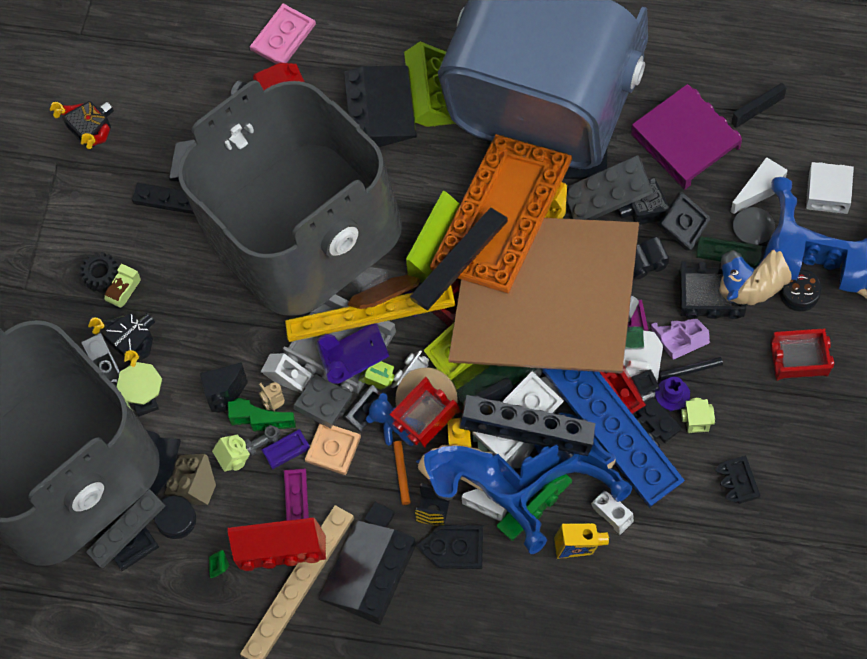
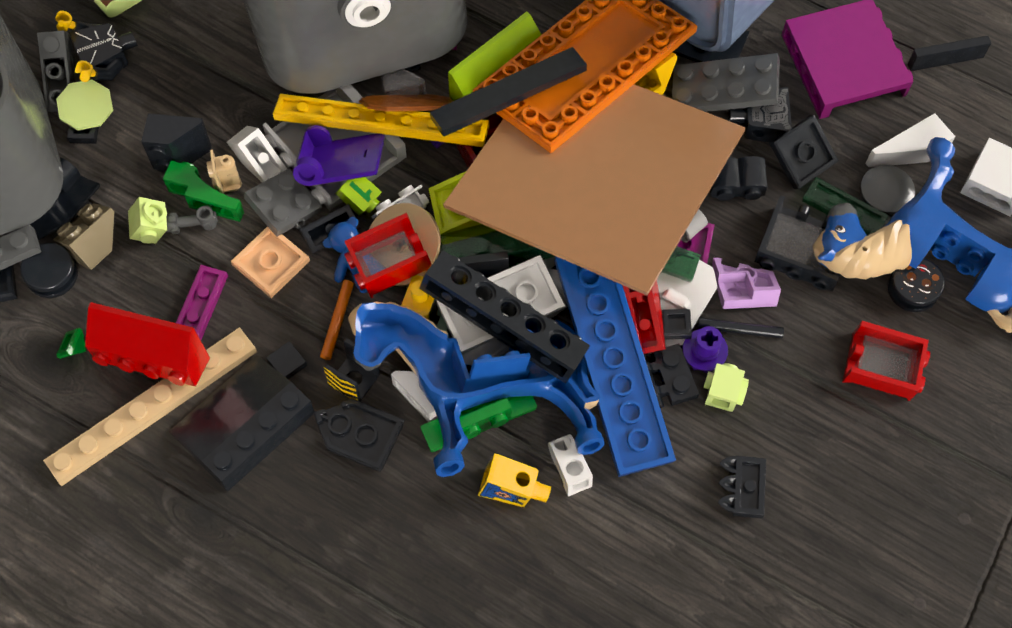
camera: 15 degrees right, 0 degrees up
(286, 449) = (215, 241): dark purple tile -> none

